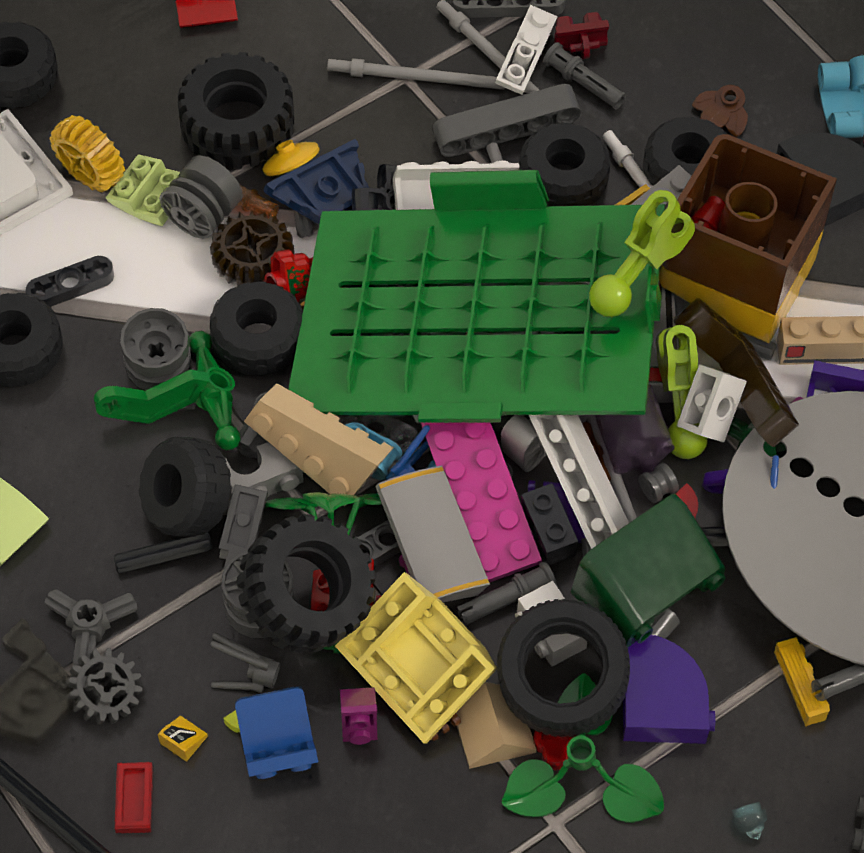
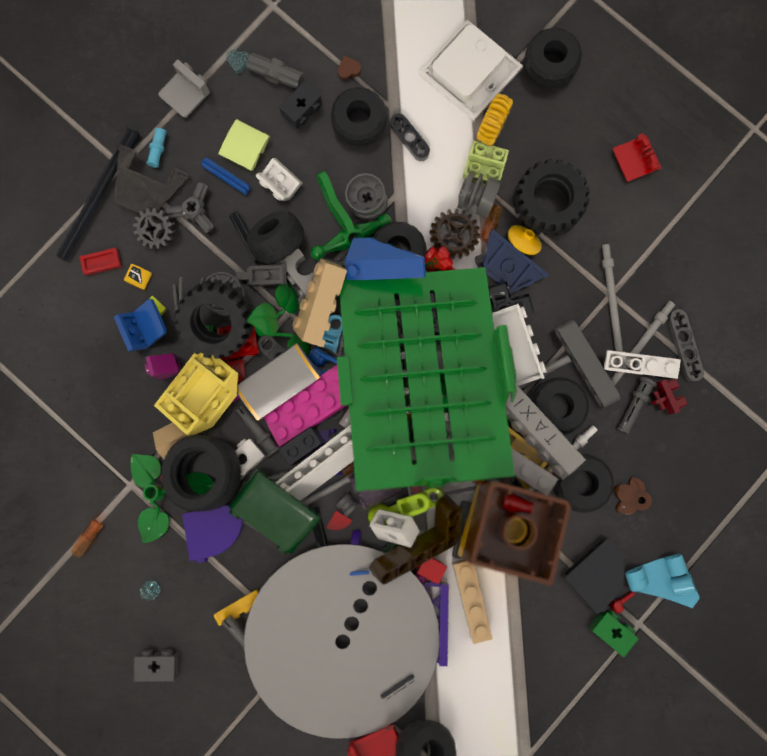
camera: 80 degrees right, 25 degrees up
(43, 563) = (225, 175): none -> blue axle
(80, 477) = (279, 180): none -> white bracket
(274, 338) = (376, 260): none -> blue wedge
(617, 173) = (542, 435): none -> light grey brick
(650, 244) = (461, 473): lime piece -> none
(791, 379) = (432, 570): none -> red brick

